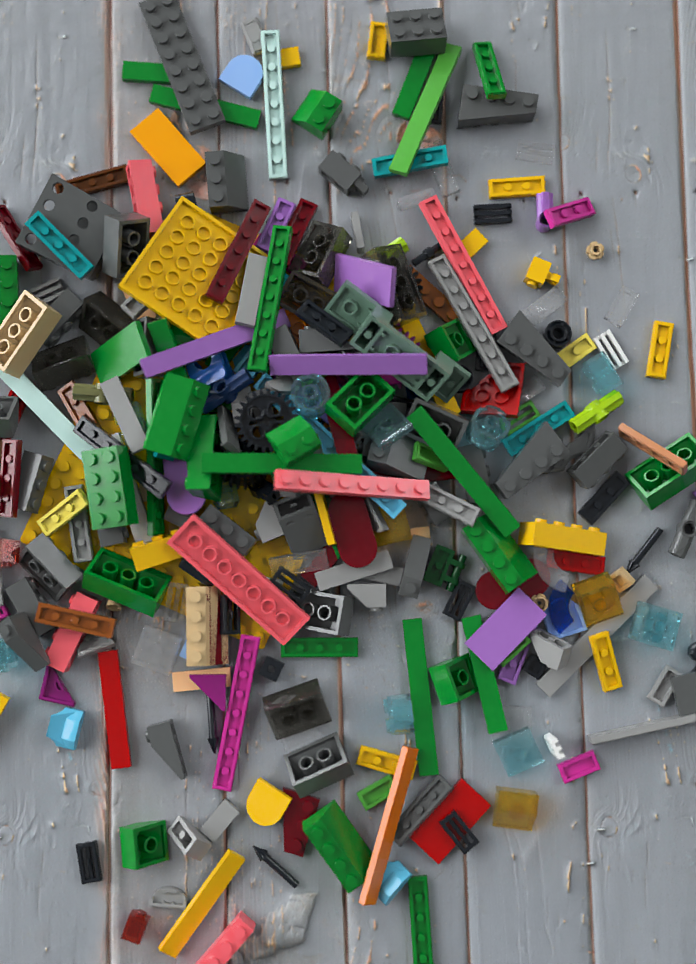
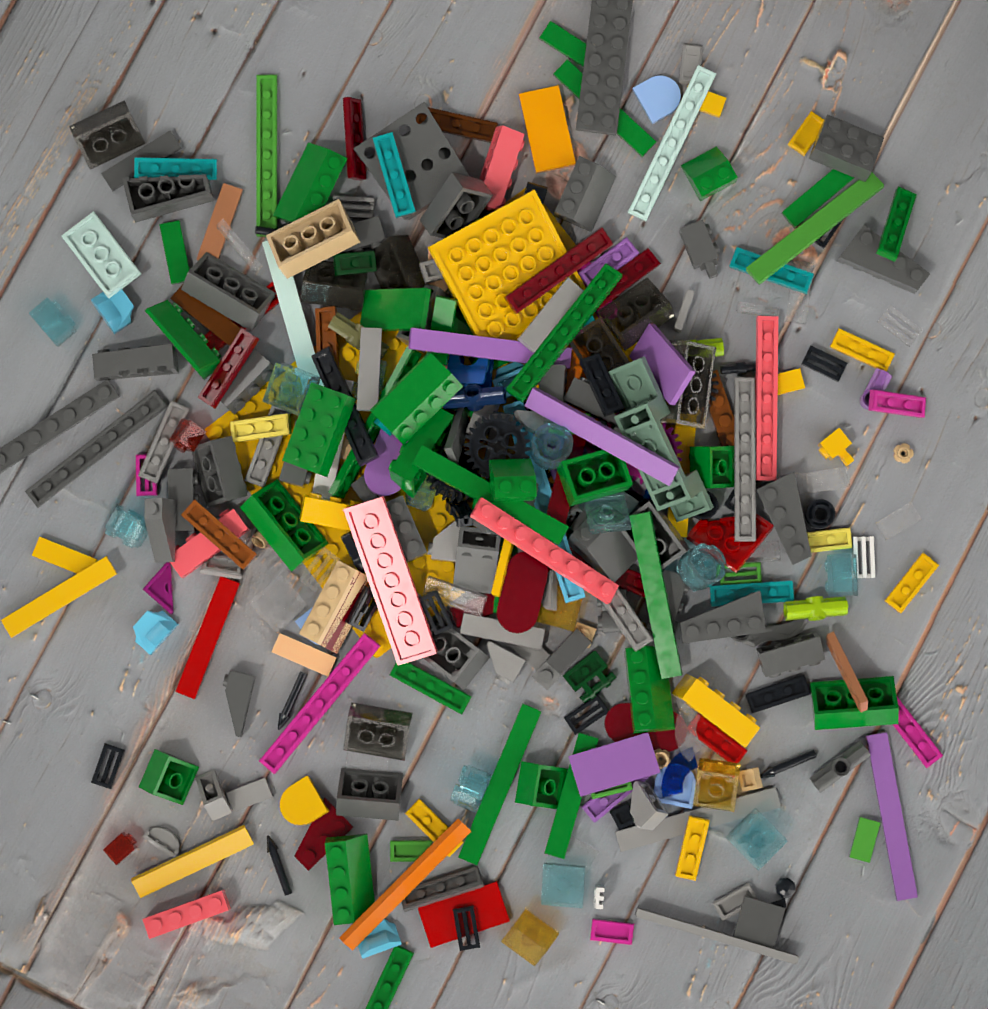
camera: 30 degrees right, 0 degrees up
(66, 467) = (289, 387): none -> clear light blue brick
(69, 336) = (354, 263): none -> dark green plate
(213, 686) = (311, 667): magenta tile -> none
(278, 668) = (366, 679): black piece -> none
(425, 455) = (628, 560): bright green tile -> none

